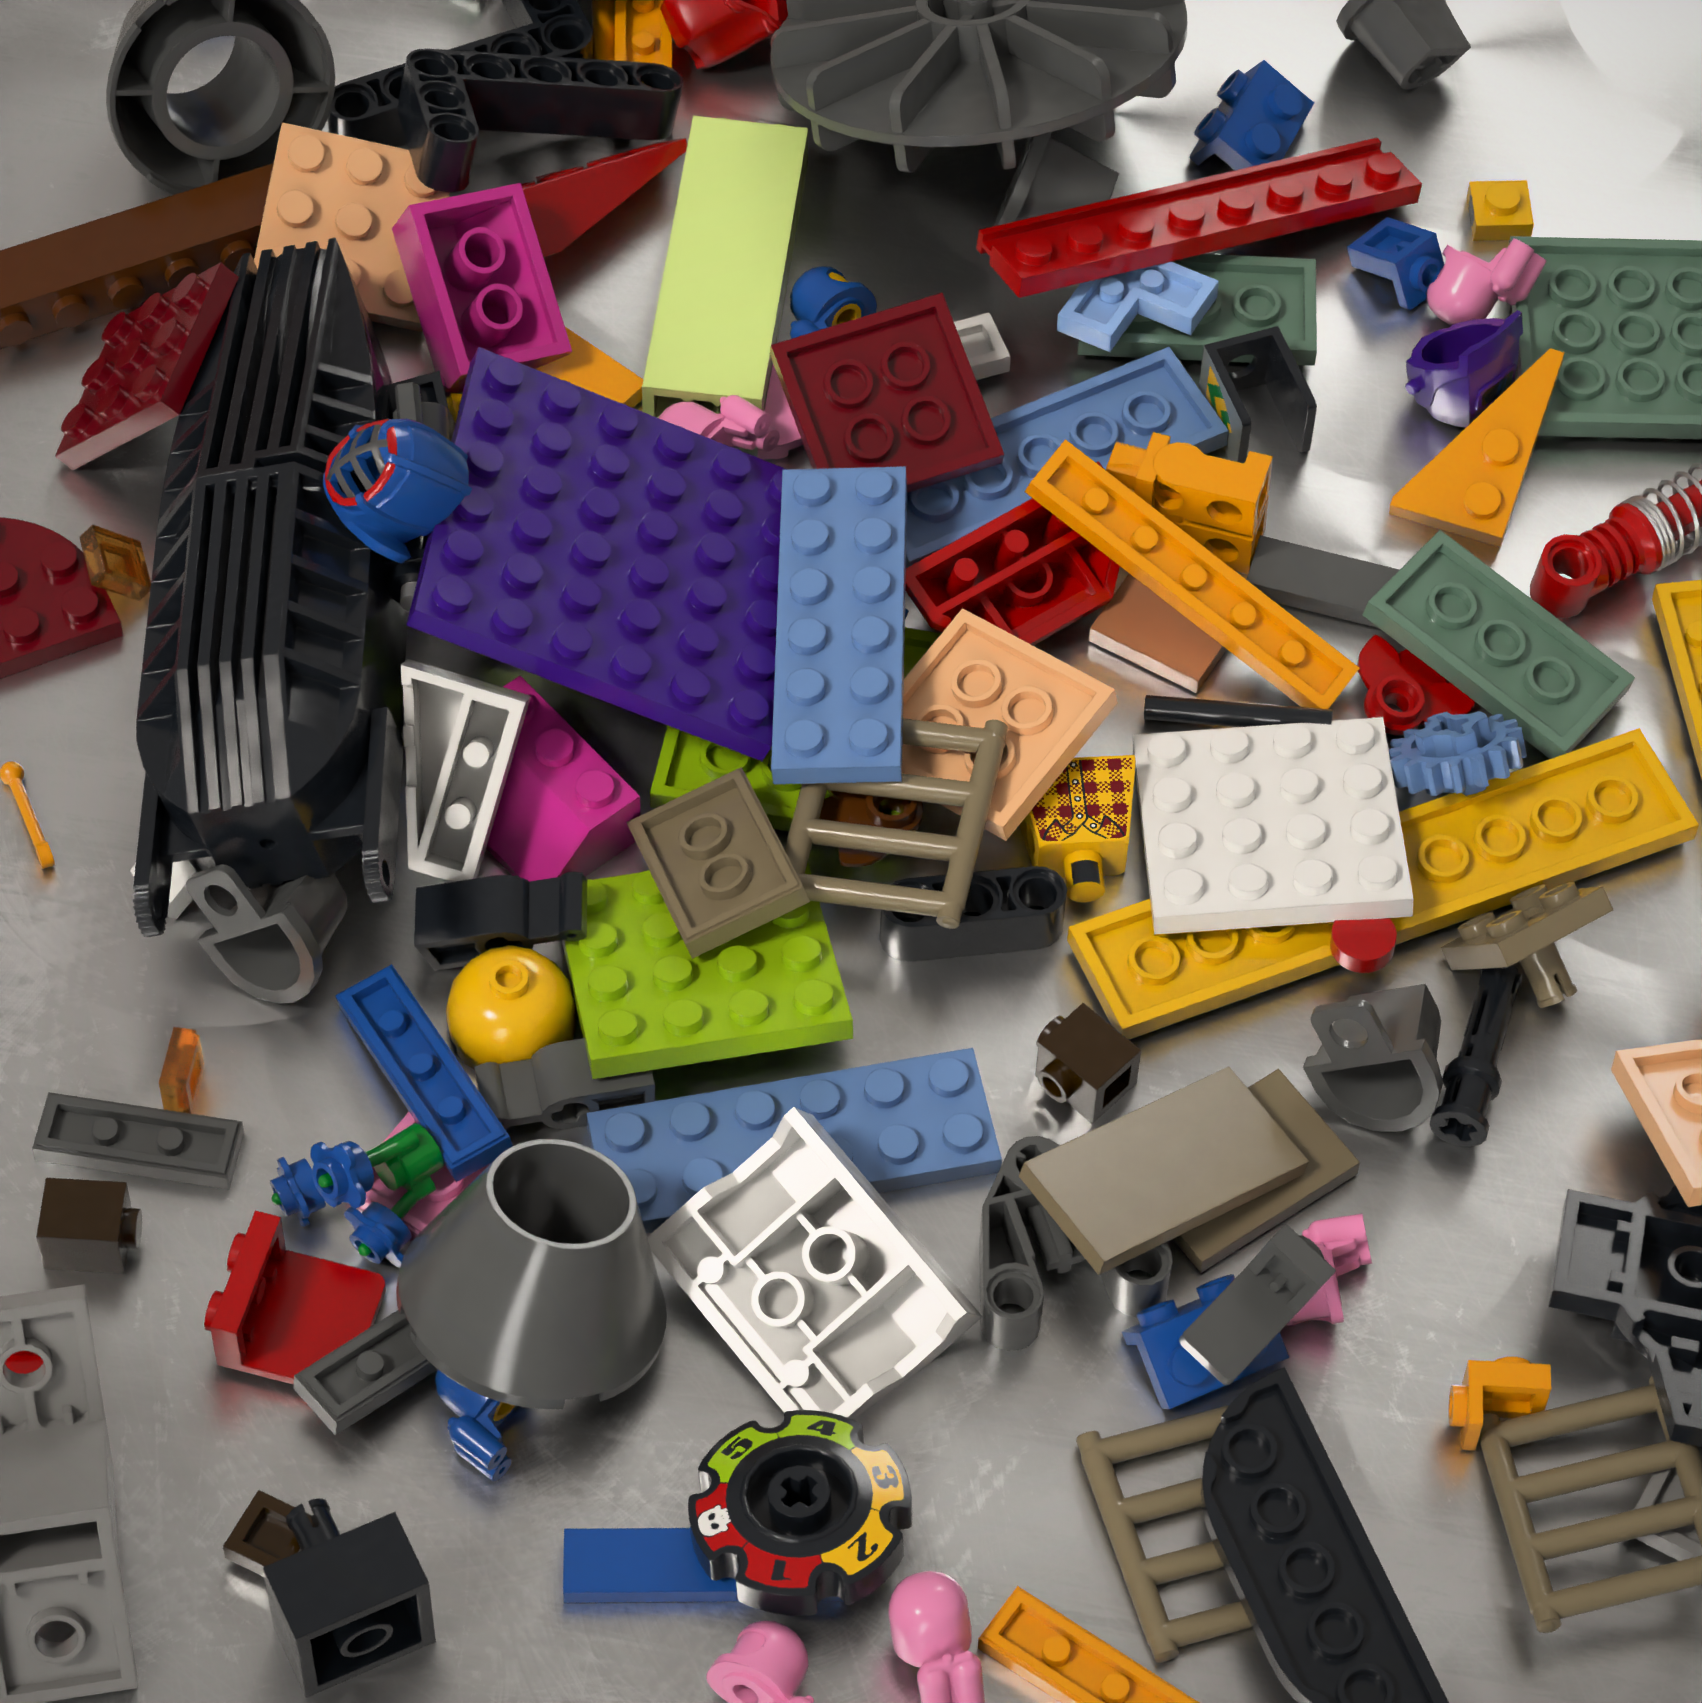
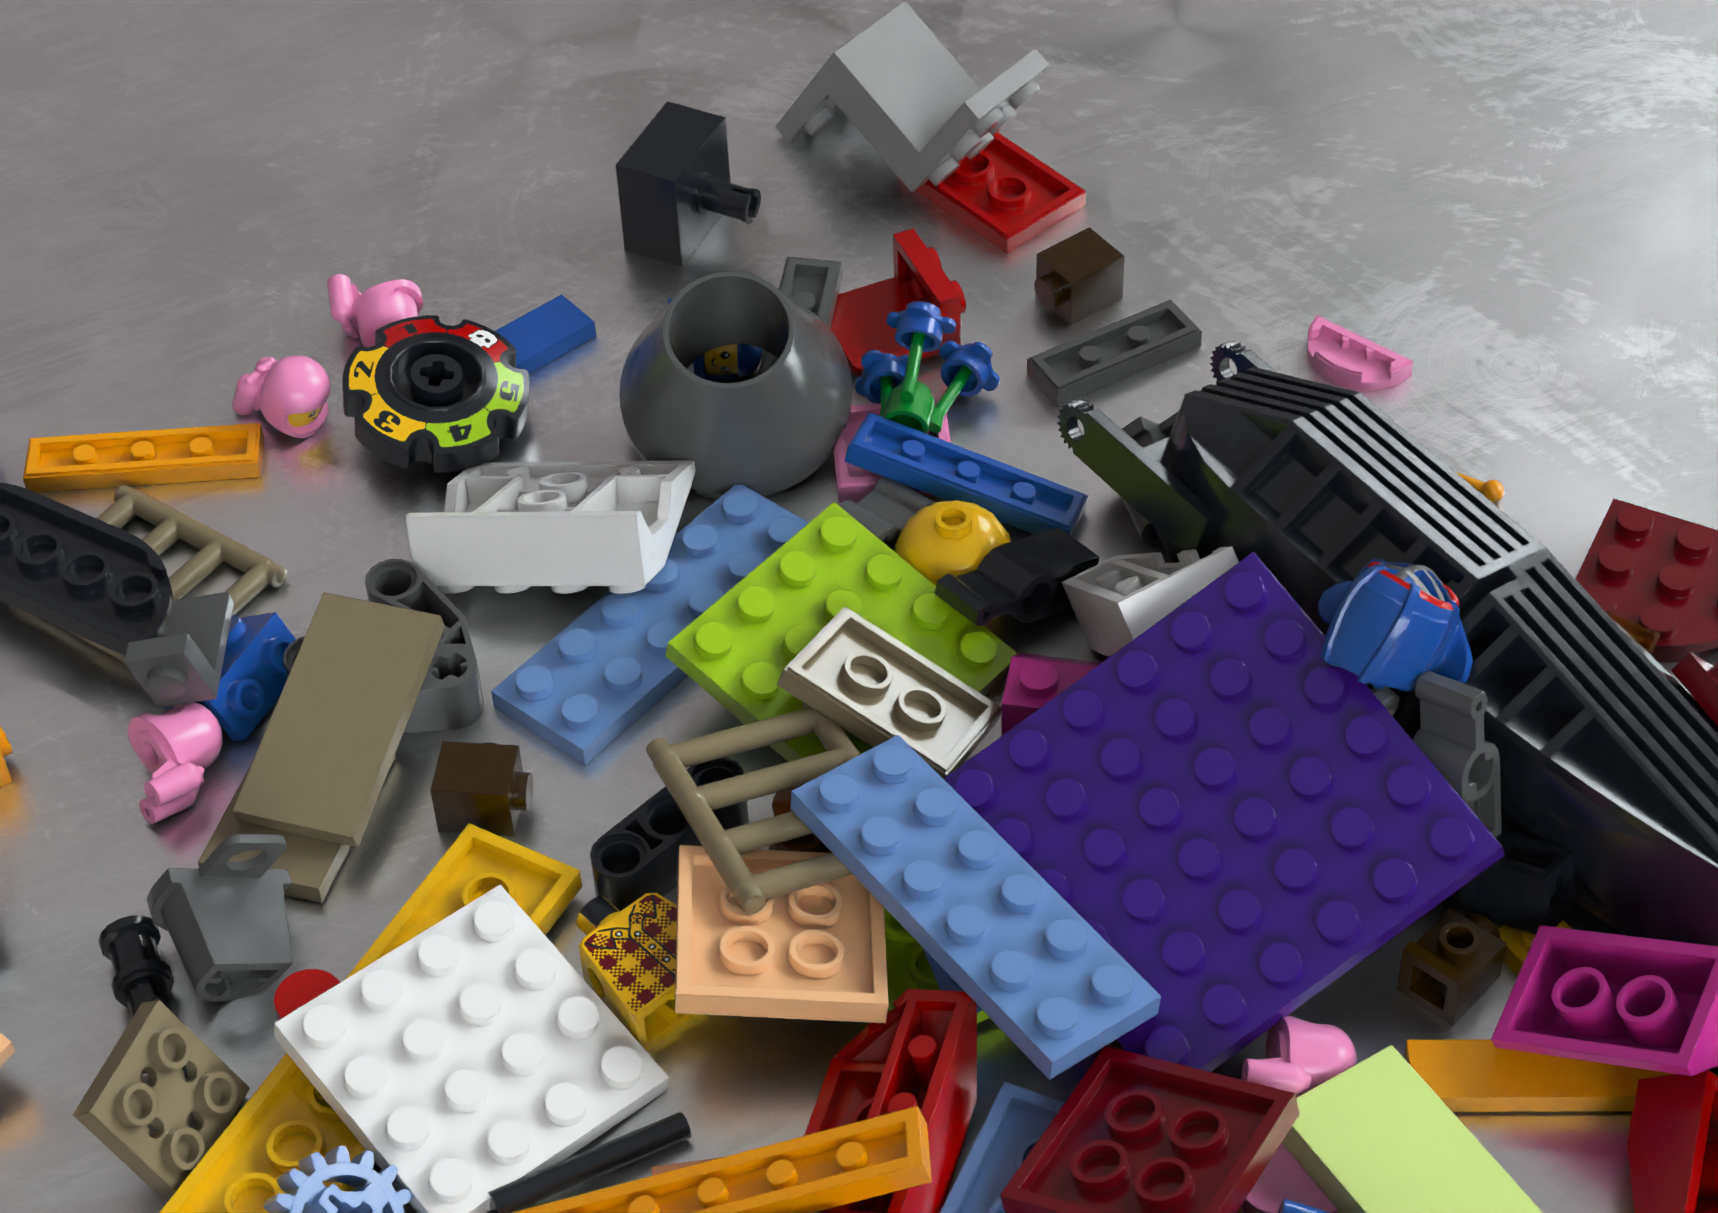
camera: 145 degrees right, 10 degrees down
(181, 1071) = (1127, 382): clear orange tile -> none
(262, 1534) = (777, 218): dark brown plate -> none

